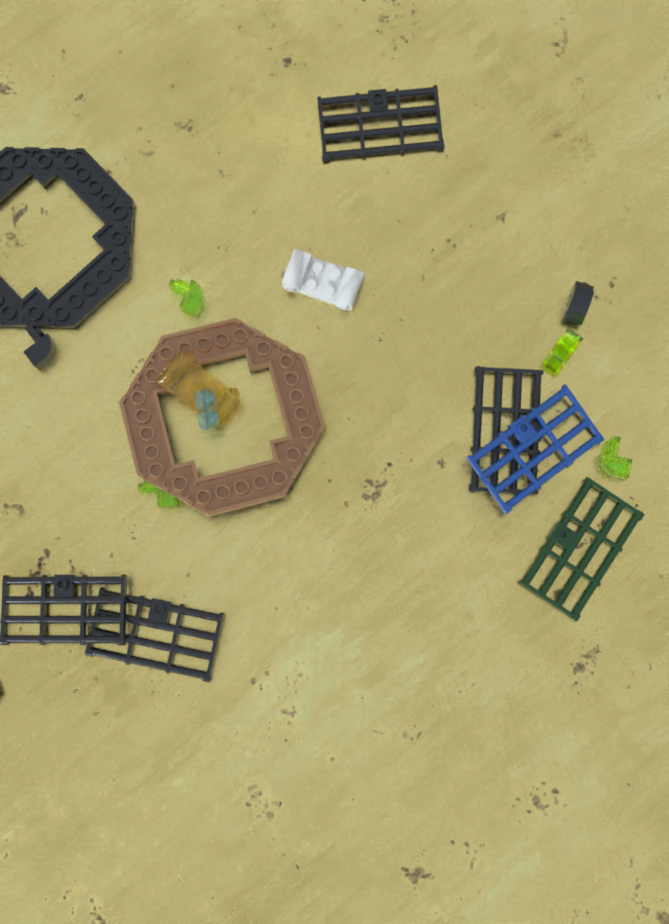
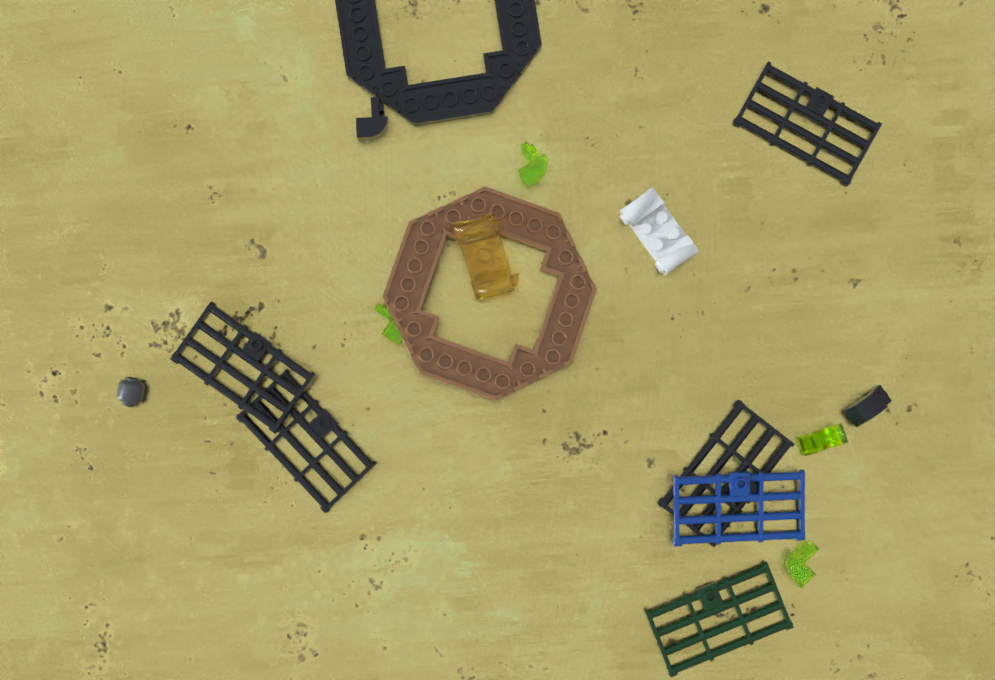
camera: 30 degrees right, 5 degrees up
(206, 400) = (484, 272): clear light blue hinge -> none

